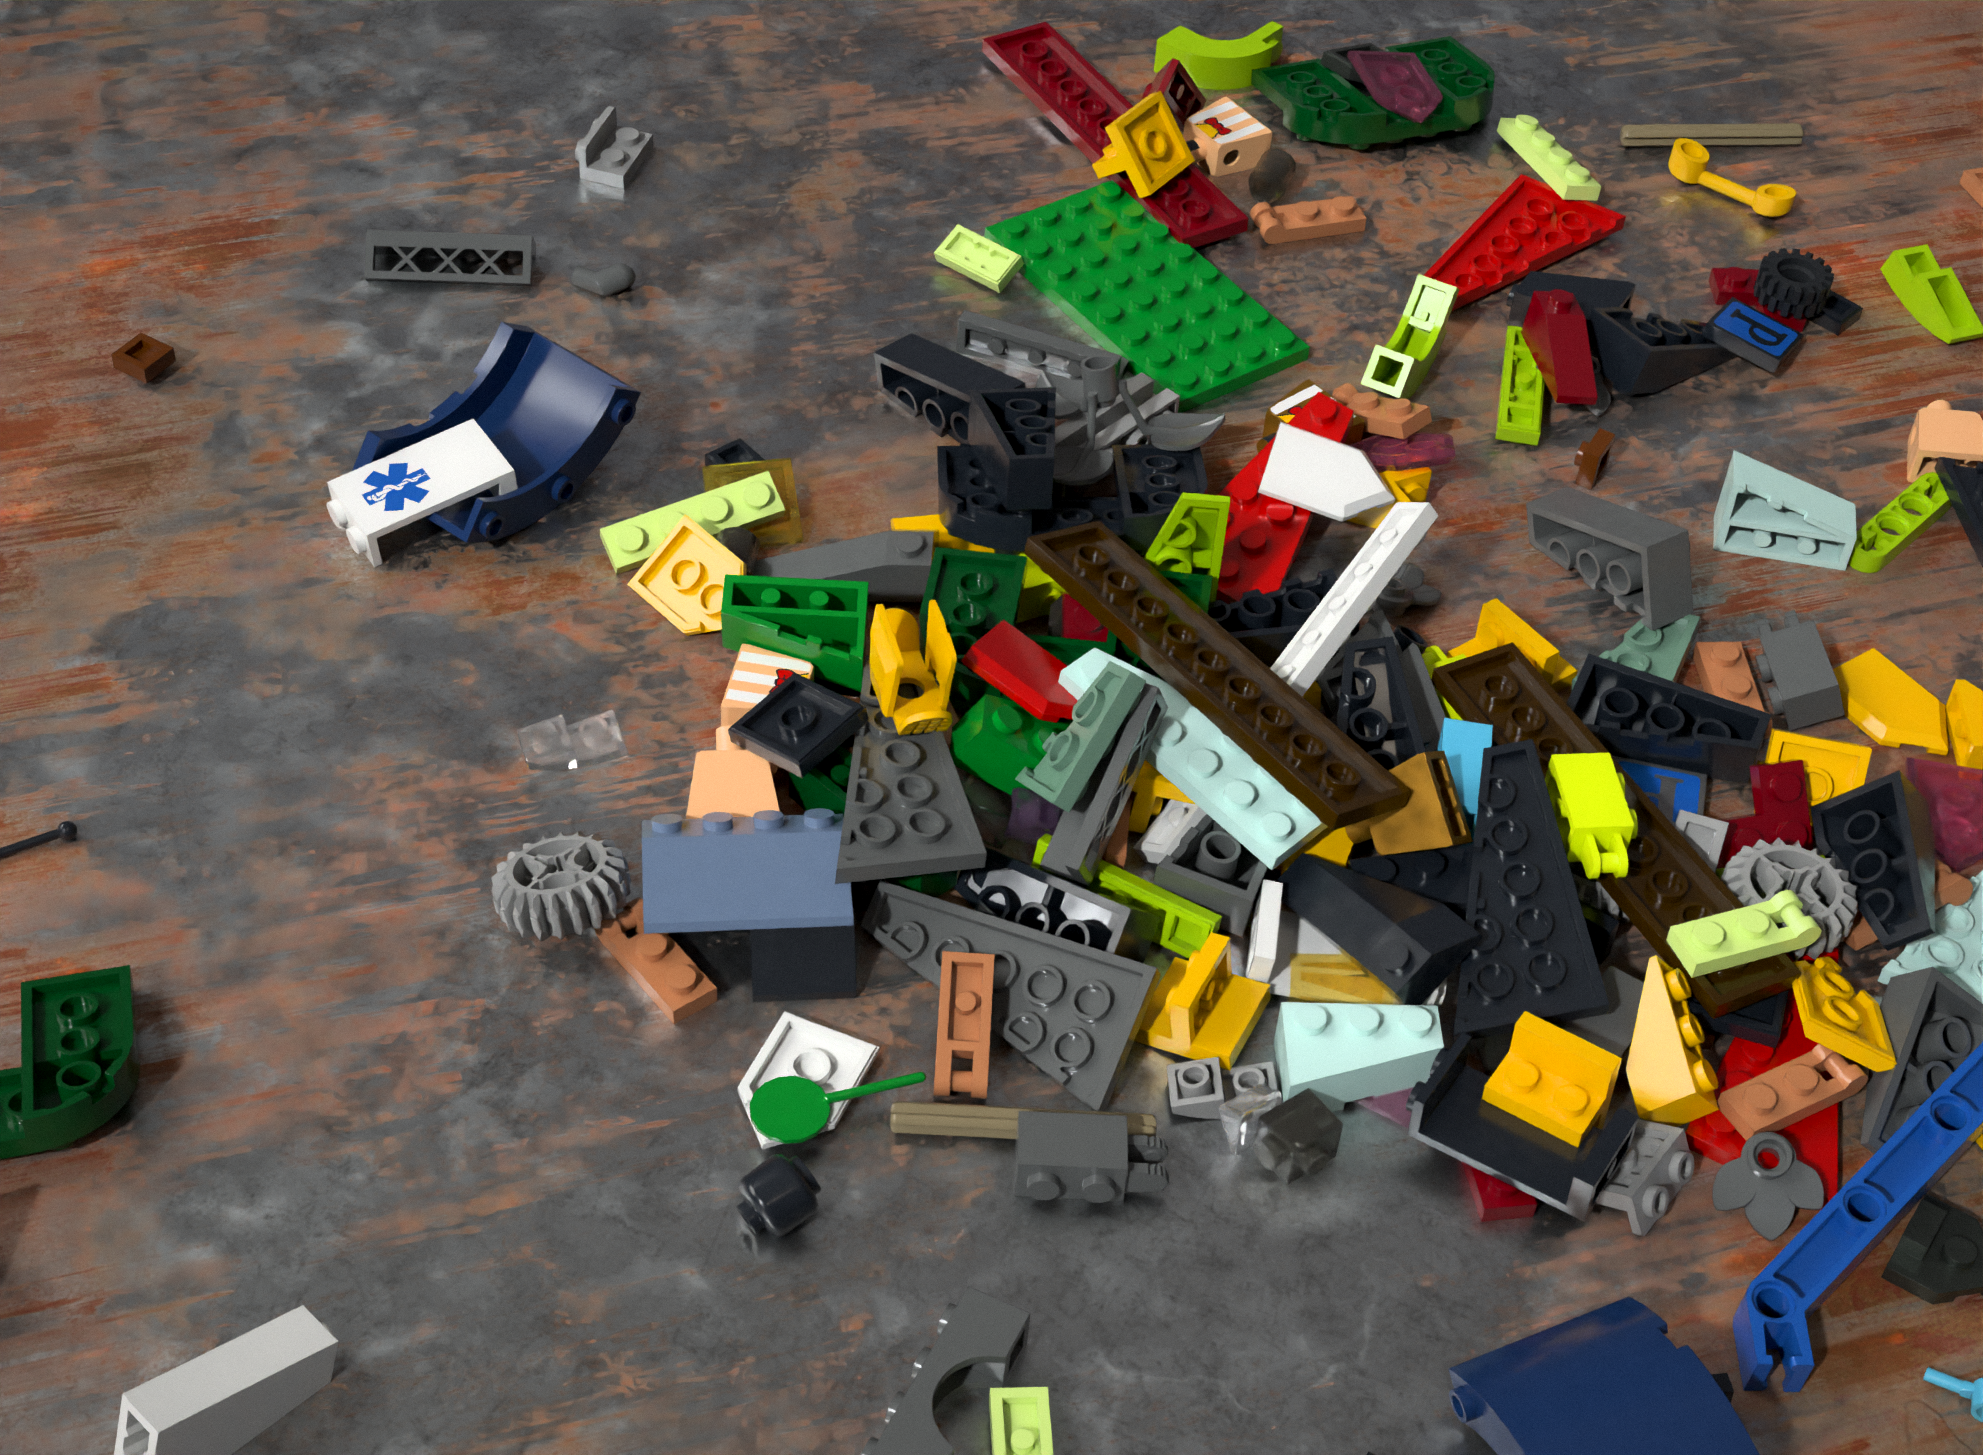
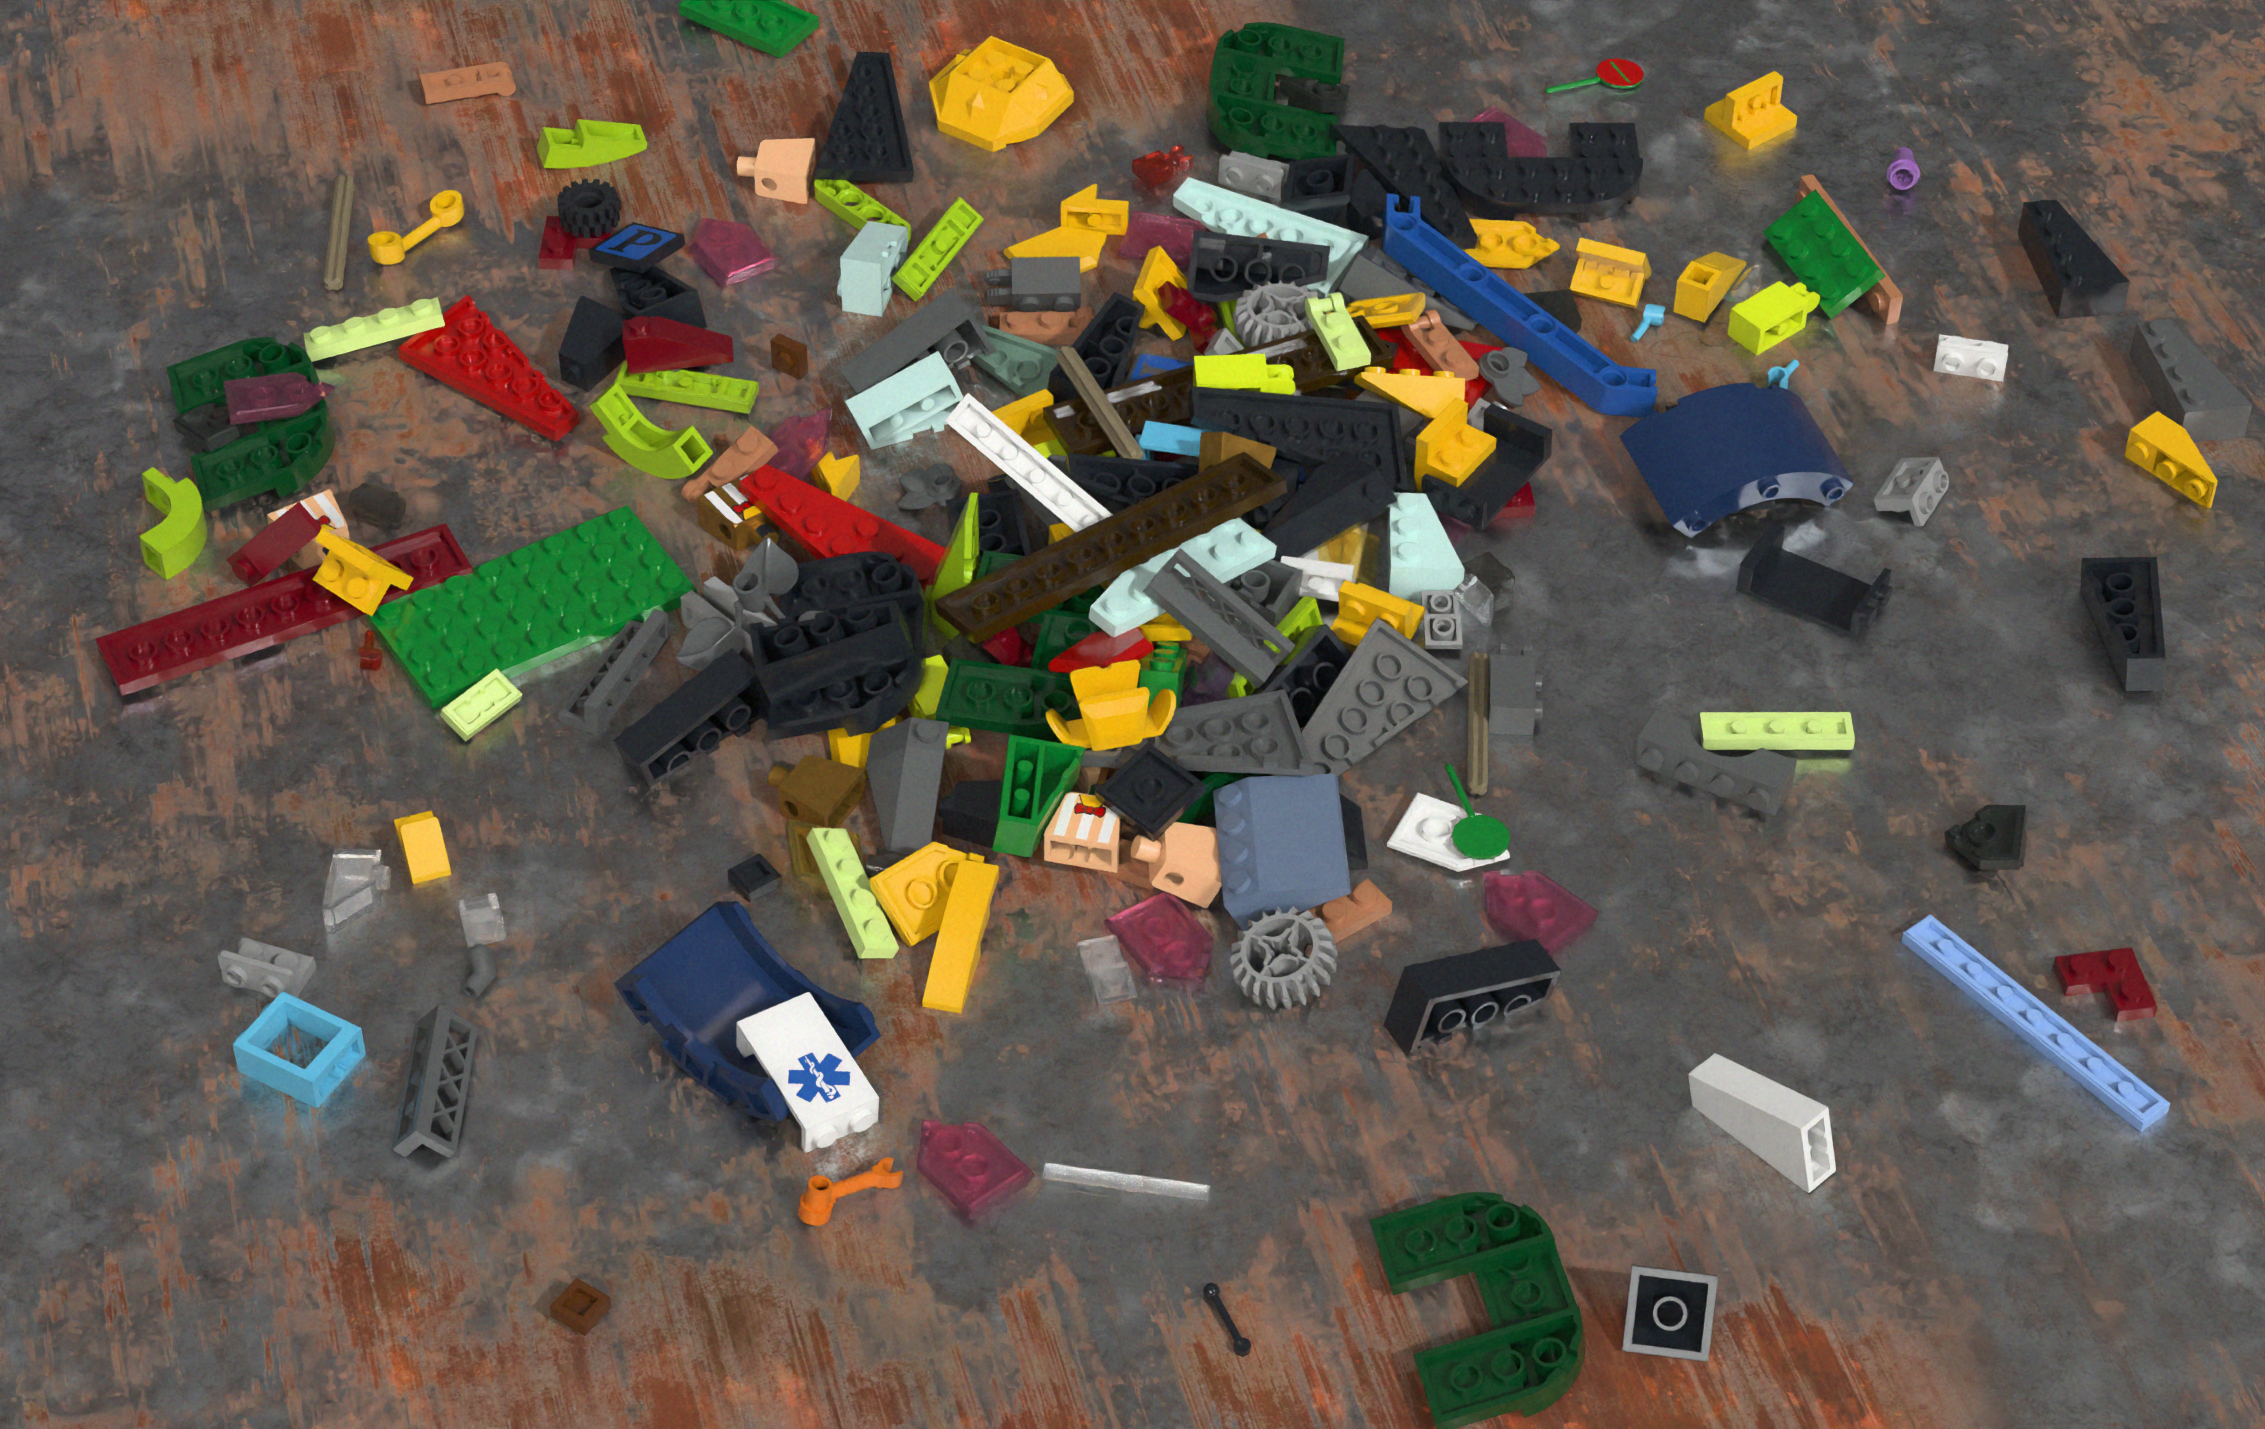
camera: 85 degrees left, 0 degrees up
(244, 761) = (1126, 1182): none -> clear bar
(249, 517) = (821, 1193): none -> orange brick
(287, 629) = (970, 1166): none -> clear pink tile
(494, 1074) = (1468, 991): none -> black wedge
(503, 199) = (323, 1073): none -> medium azure window
(609, 609) = (960, 936): none -> yellow slope
(622, 792) = (1164, 938): none -> clear pink tile
(660, 1174) = (1537, 908): none -> clear pink tile
(671, 277) = (481, 920): none -> clear slope
(711, 189) = (353, 886): none -> clear slope
(775, 236) = (422, 846): none -> yellow slope
(778, 1195) = (1558, 841): black head -> none
(849, 496) = (818, 790): none -> pearl gold torso
(964, 1022) = (1404, 738): nougat plate -> none
(1050, 187) = (370, 657): none -> clear red hand
(1074, 753) = (1199, 615): sand green wing -> none
(1308, 219) = (434, 491): nougat plate -> none
(1322, 475) = (836, 494): white tile -> none
(1517, 684) = (1098, 404): none -> dark tan axle
(1531, 555) = (906, 403): none -> light aqua wedge
(1787, 418) = (730, 251): none -> clear pink tile
(1845, 582) = (937, 249): none -> lime plate

